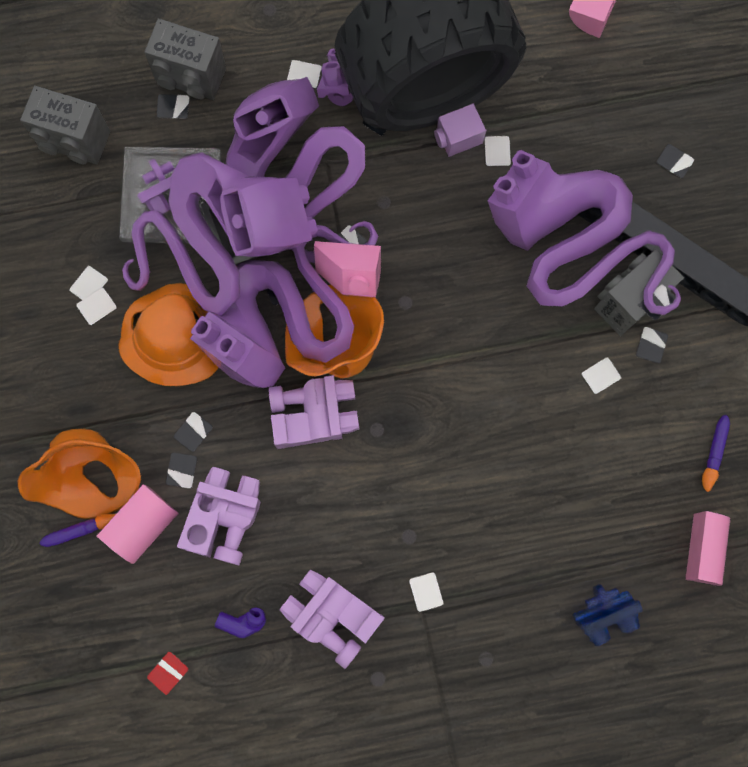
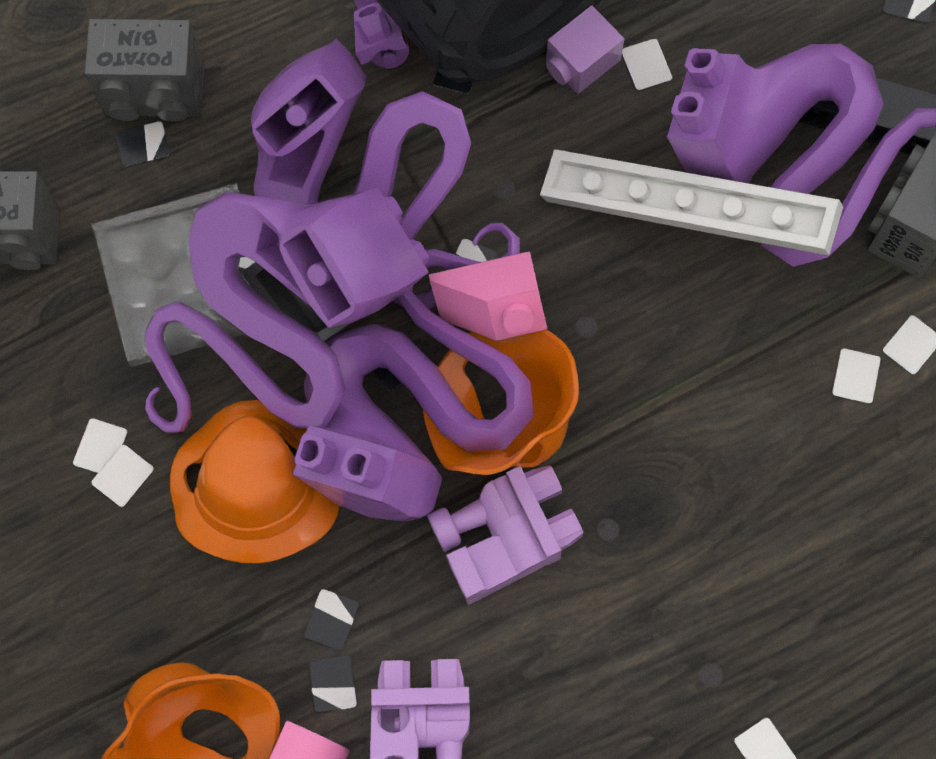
camera: 10 degrees left, 5 degrees down
(154, 195) = (163, 283): medium lavender hips -> none
(302, 69) = (320, 33): white sticker -> none
(493, 246) = (693, 201): none -> white plate
(560, 383) = (856, 375): none -> white sticker

